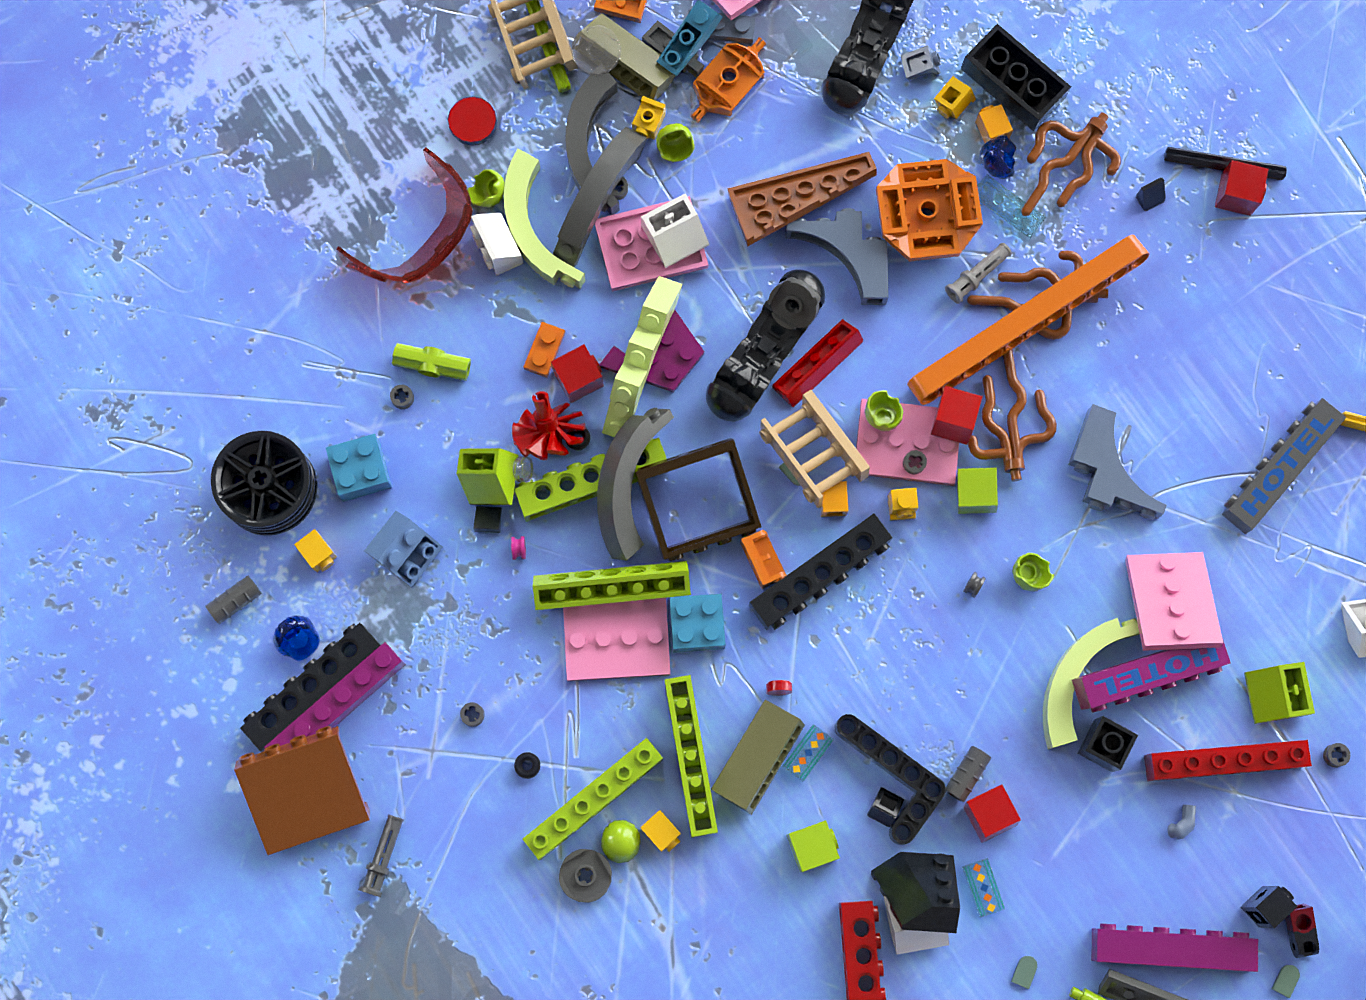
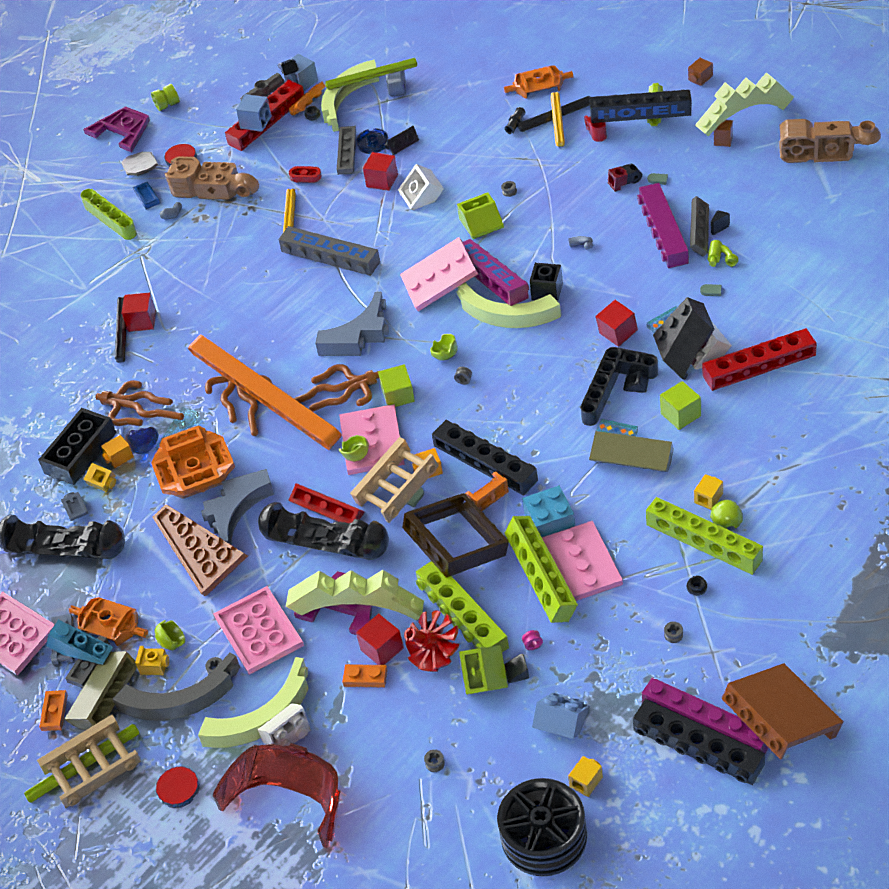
camera: 95 degrees left, 30 degrees down
(233, 599) = (649, 823): dark grey axle -> none
(296, 637) = (662, 763): clear blue hair -> none
(358, 467) = (504, 765): dark azure brick -> none
(392, 824) = (818, 653): dark grey pin -> none
(431, 361) = (398, 746): lime piece -> none
(487, 188) = (234, 746): lime hair -> none
(523, 469) = (469, 644): clear tile -> none
(582, 890) = (765, 517): dark grey plate -> none
(594, 193) = (225, 660): dark grey arch -> none
(596, 50) = (101, 700): clear tile -> none
(616, 482) = (456, 577): dark grey arch -> none
(674, 230) = (245, 606): white slope -> none
(691, 756) = (647, 486): lime brick -> none
(778, 687) = (577, 457): tile -> none
(805, 296) = (280, 519): dark grey plate -> none
(902, 504) = (418, 425): yellow brick -> none
(914, 470) = (386, 420): dark grey bush -> none
(956, 415) = (345, 406): red head -> none
(967, 773) = (593, 344): dark grey axle -> none
(970, 279) = (239, 434): light grey pin -> none
(1151, 194) = (151, 359): black slope -> none
(1227, 760) = (532, 228): red brick -> none
(1269, 906) = (617, 187): black brick -> none

